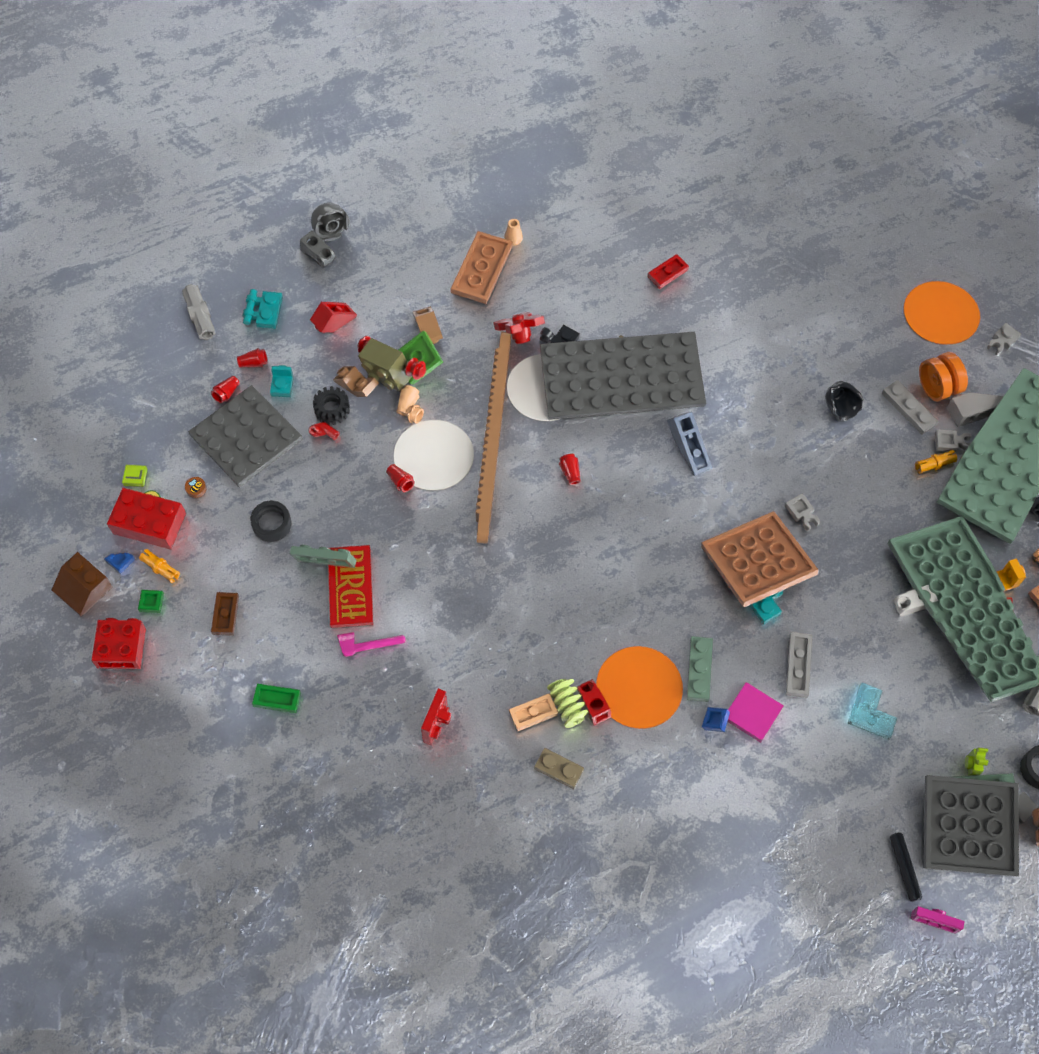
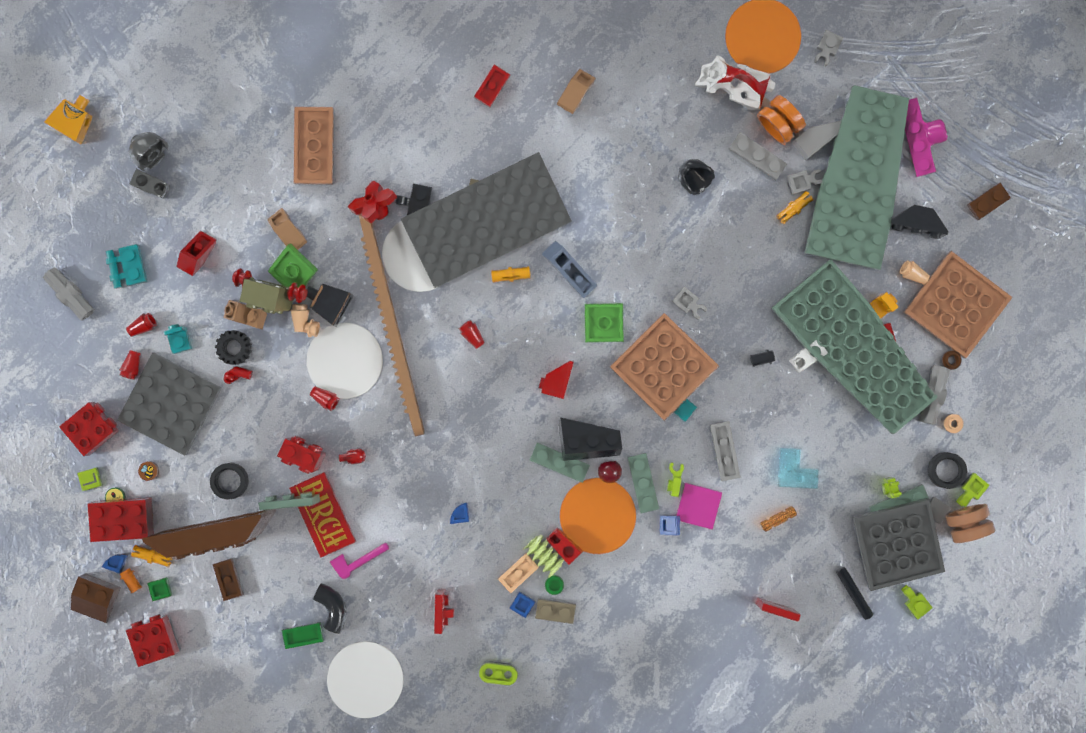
camera: 10 degrees left, 25 degrees up
(126, 581) = (130, 580): none -> orange pin
(159, 427) = (89, 428): none -> red brick
(237, 549) = (210, 535): none -> reddish brown slope
(272, 180) = (71, 119): none -> light orange torso
(322, 770) = (365, 679): none -> white sticker
(324, 677) = (335, 608): none -> black cylinder
(355, 515) = (298, 453): none -> red brick
(405, 540) = (353, 456): none -> red cylinder
(442, 396) = (329, 302): none -> black torso
(472, 811) = (498, 676): none -> lime plate
(493, 634) = (460, 514): none -> blue tile
(513, 232) = (333, 99): light nougat cone -> none
(525, 749) = (522, 604): none -> blue tile
(567, 740) = (554, 585): none -> green tile
(615, 426) = (510, 274): none -> light orange pin
(617, 618) = (553, 460): none -> sand green plate
(643, 535) = (556, 381): none -> red slope
(656, 602) = (587, 440): none -> black wedge
(668, 642) = (610, 471): none -> dark red piece
(708, 503) = (604, 323): none -> bright green tile
(733, 678) = (674, 484): none -> lime plate
(745, 297) = (575, 91): none -> medium nougat slope
(813, 846) = (778, 609): none -> red tile
(839, 755) = (778, 518): none -> clear orange axle
(869, 588) = (762, 358): none -> black pin
(919, 337) = (750, 81): none -> white hips
(937, 919) = (889, 628): dark pink plate -> none
(976, 904) = (916, 602): none -> lime plate

